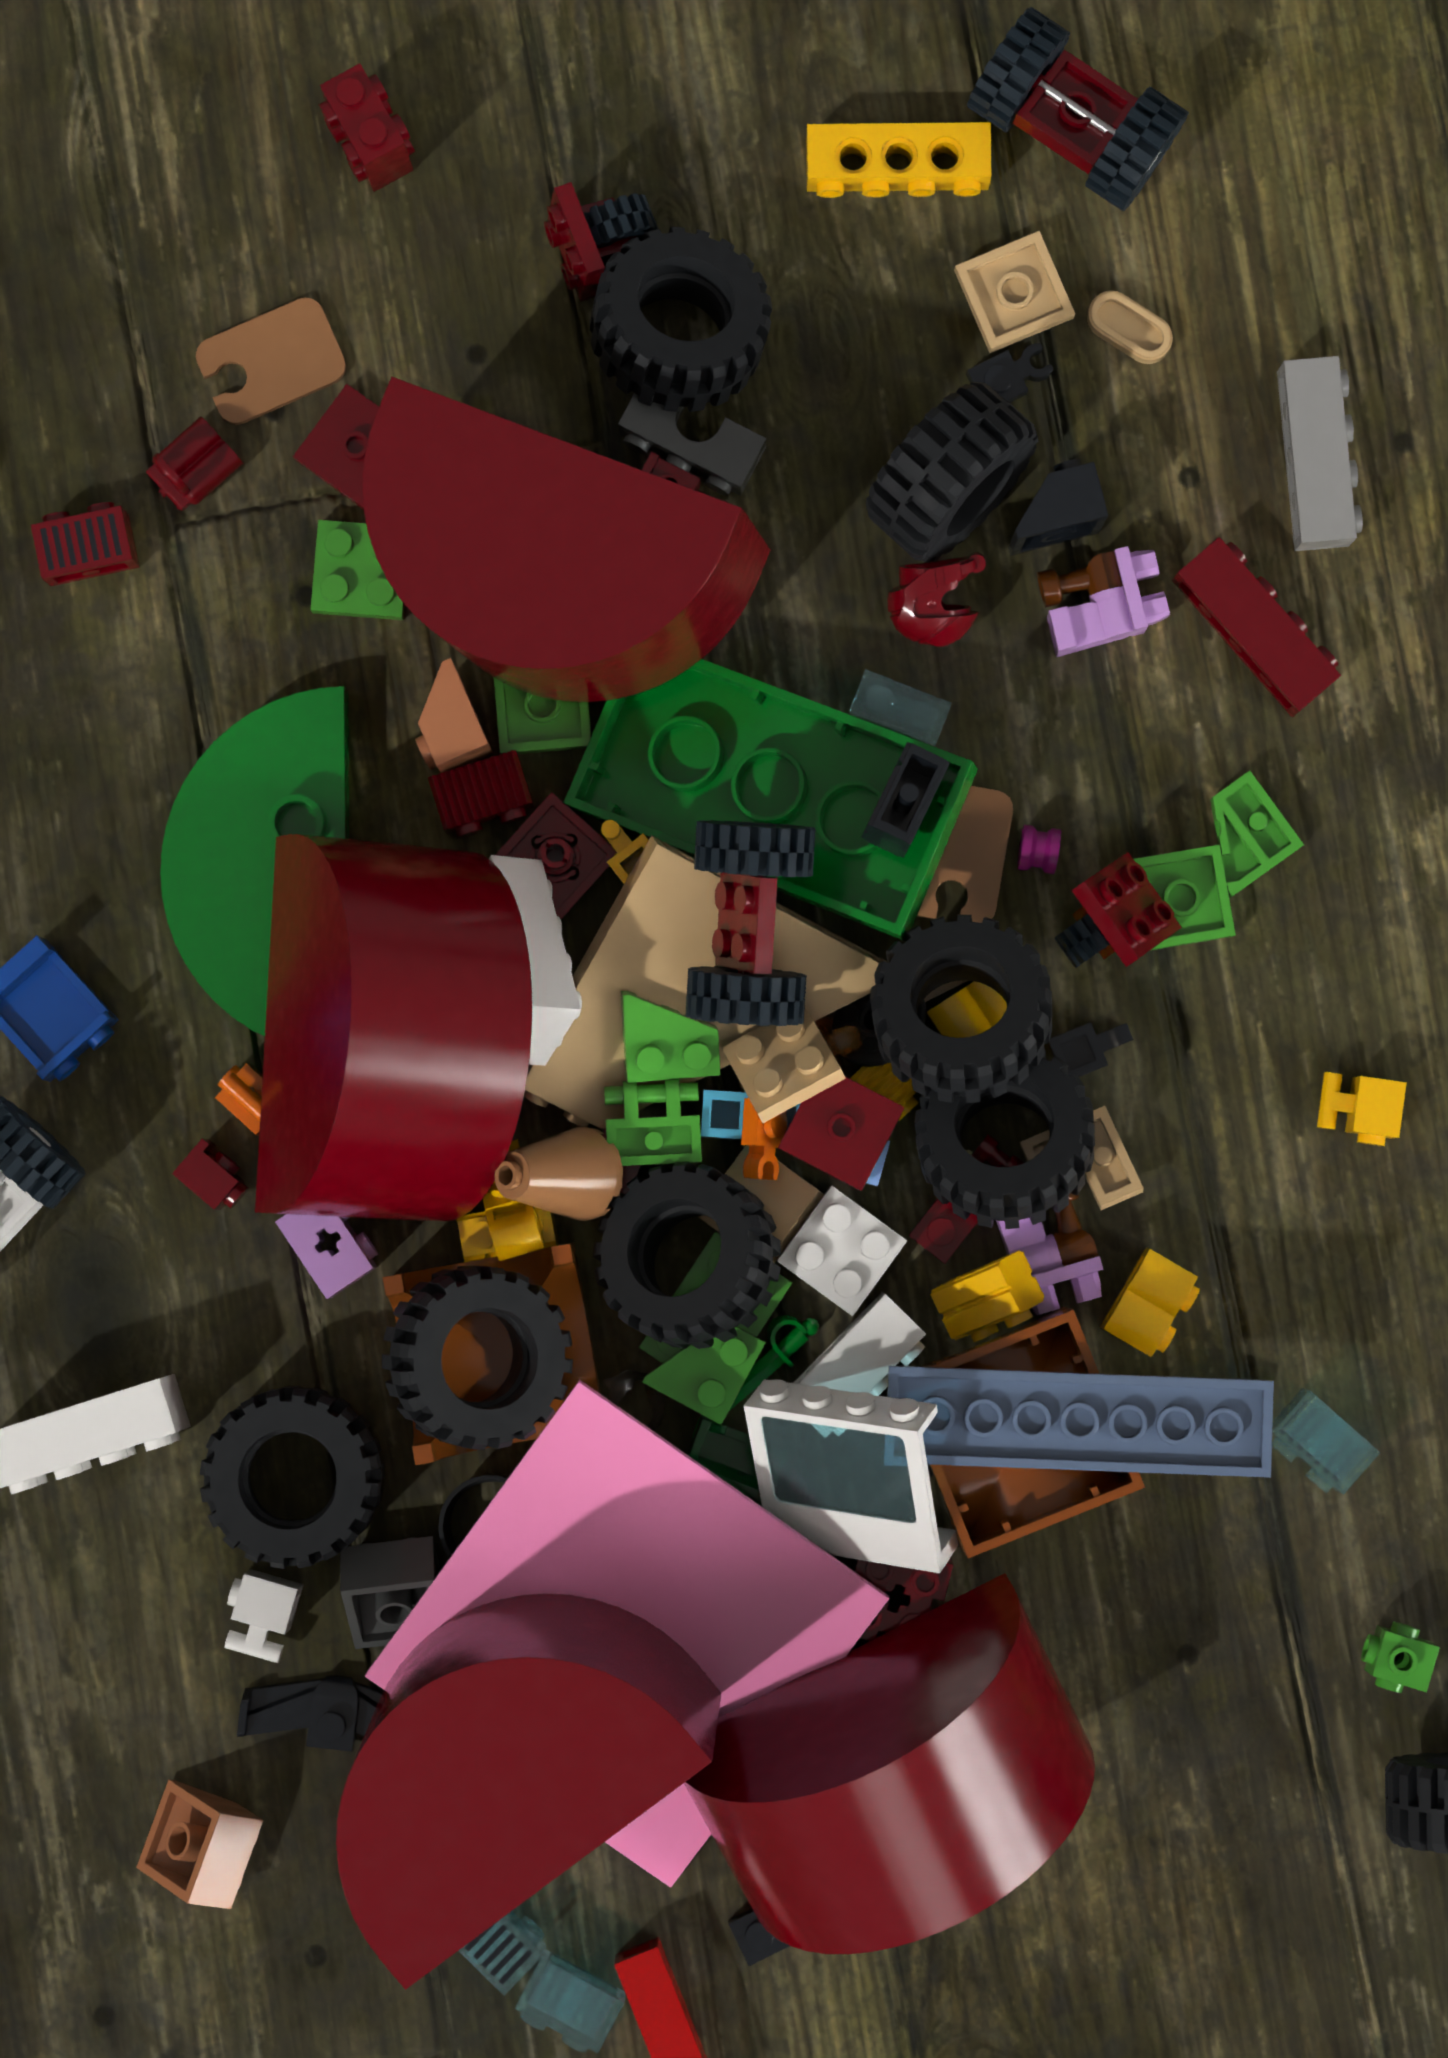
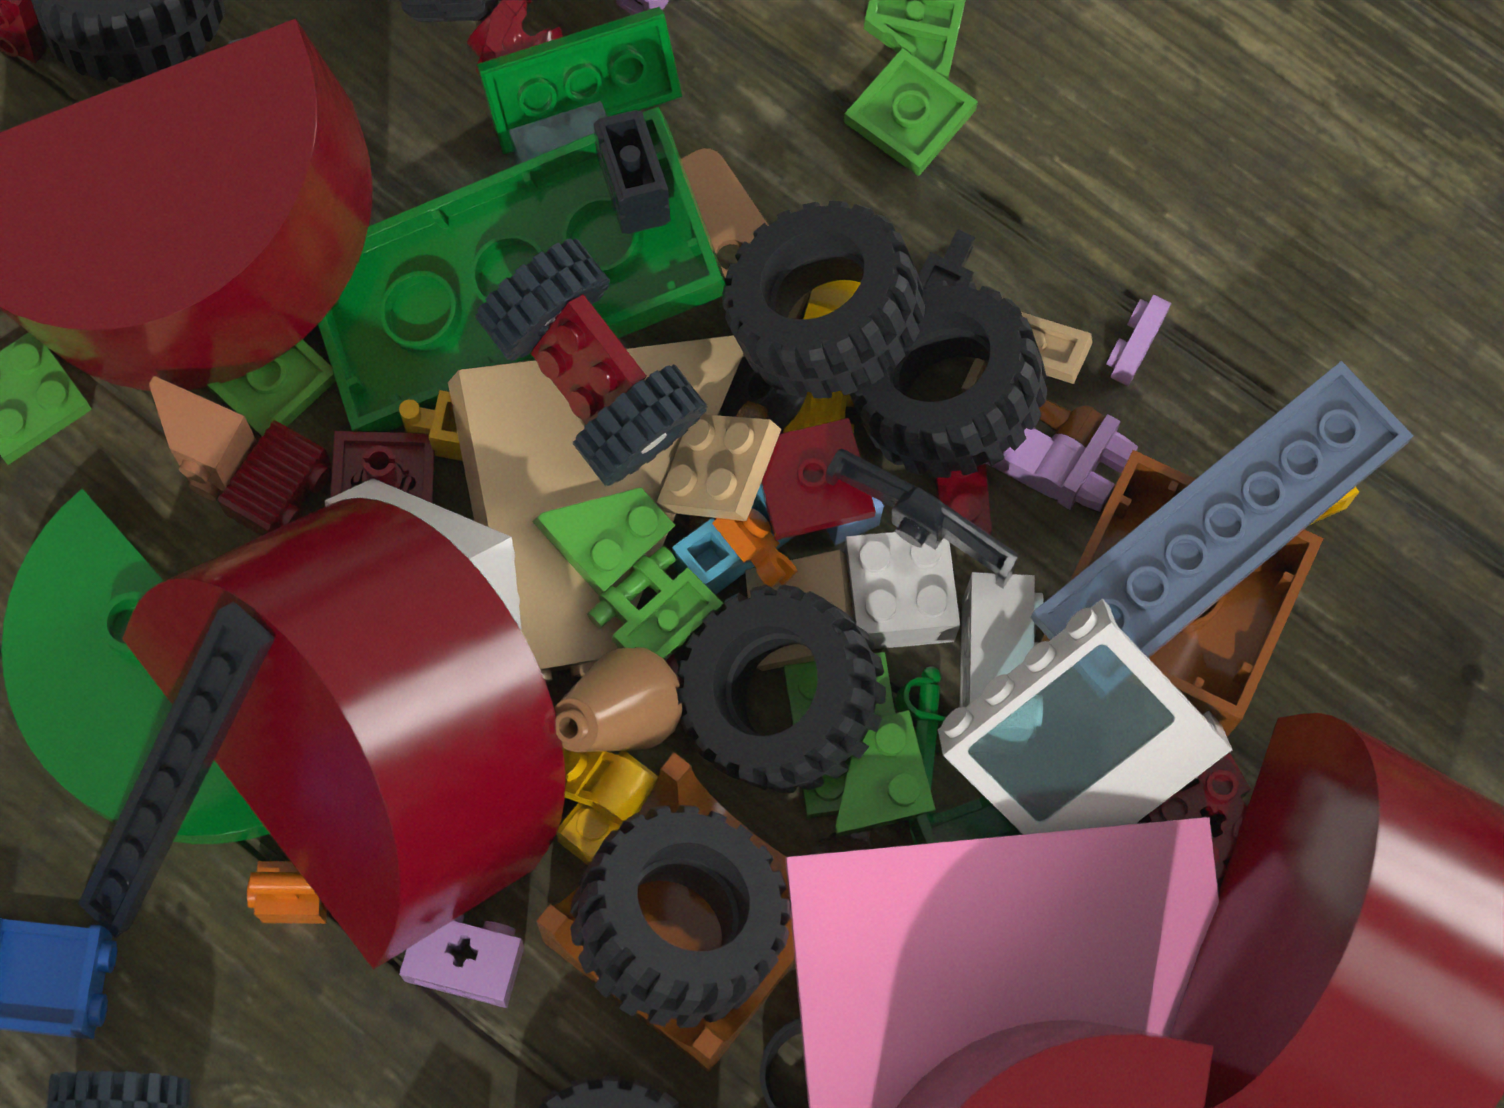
camera: 50 degrees left, 15 degrees down
(211, 1176) = (309, 990): dark red brick -> none
(229, 977) = (176, 767): none -> black plate
(877, 1232) = (922, 516): none -> black plate
(957, 668) = (618, 63): none -> green tile
(988, 1296) = (1052, 517): yellow brick -> none
(1039, 849) = (768, 162): magenta wheel -> none
(1117, 915) = (876, 150): dark red plate -> none
(1150, 1303) = (1178, 420): yellow brick -> none
(1199, 1209) = (1128, 355): none -> lavender plate
(1322, 1442) = (1427, 406): clear light blue brick -> none
(1372, 1107) = (1198, 140): yellow brick -> none

